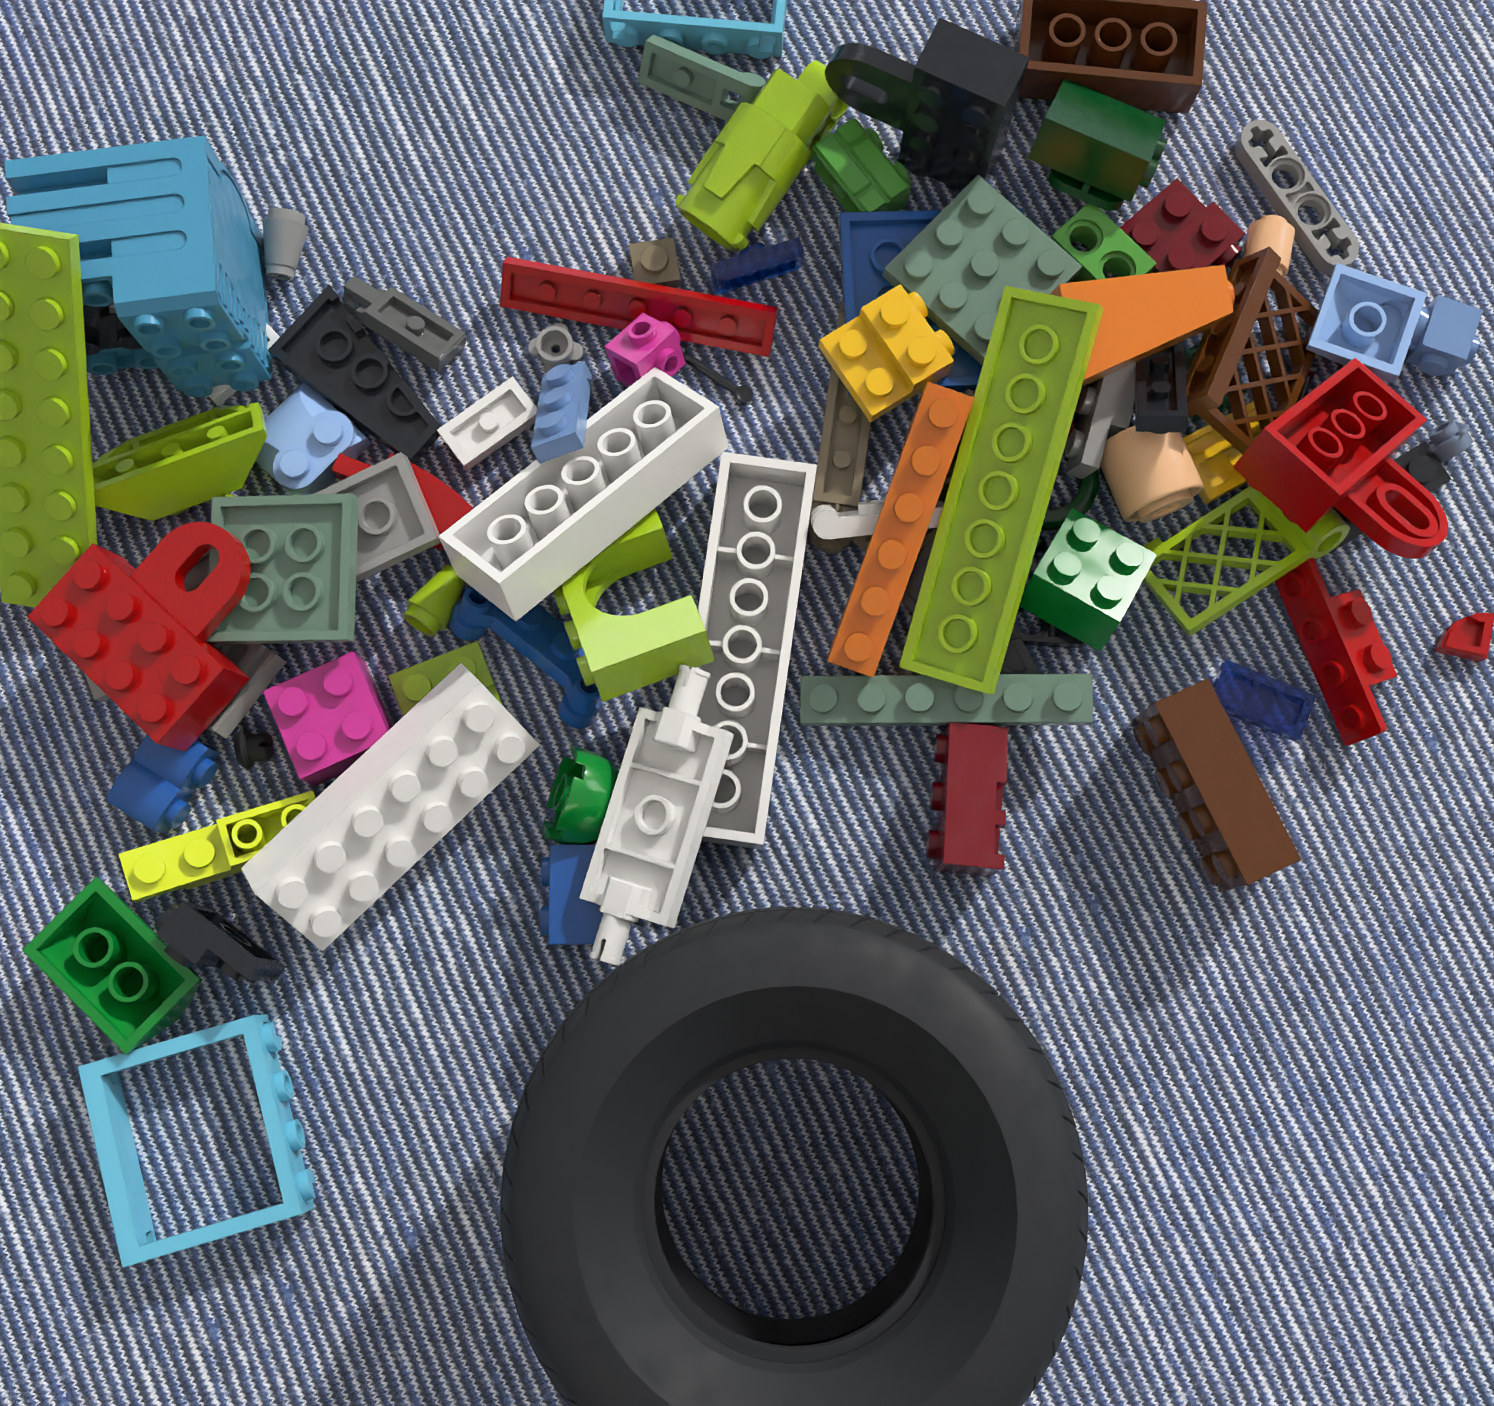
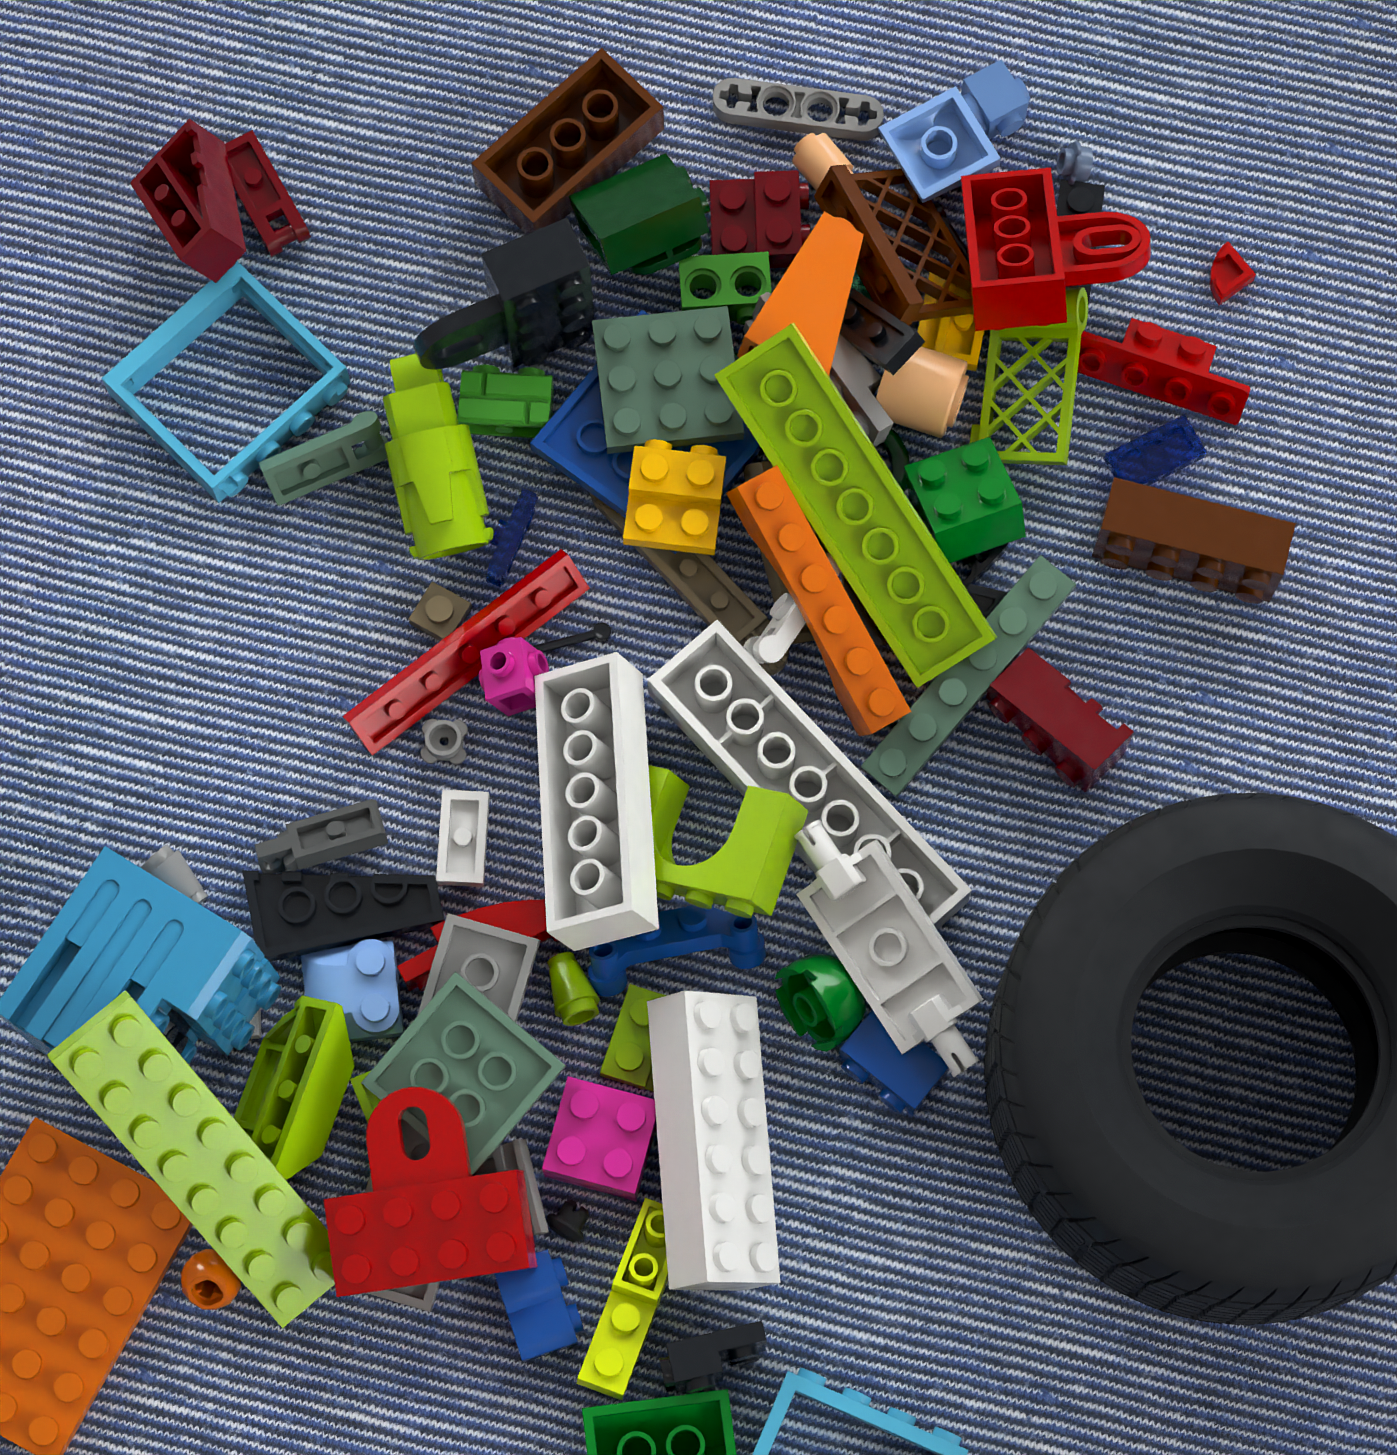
camera: 50 degrees left, 5 degrees down
(562, 411) = (512, 771): medium blue plate -> none

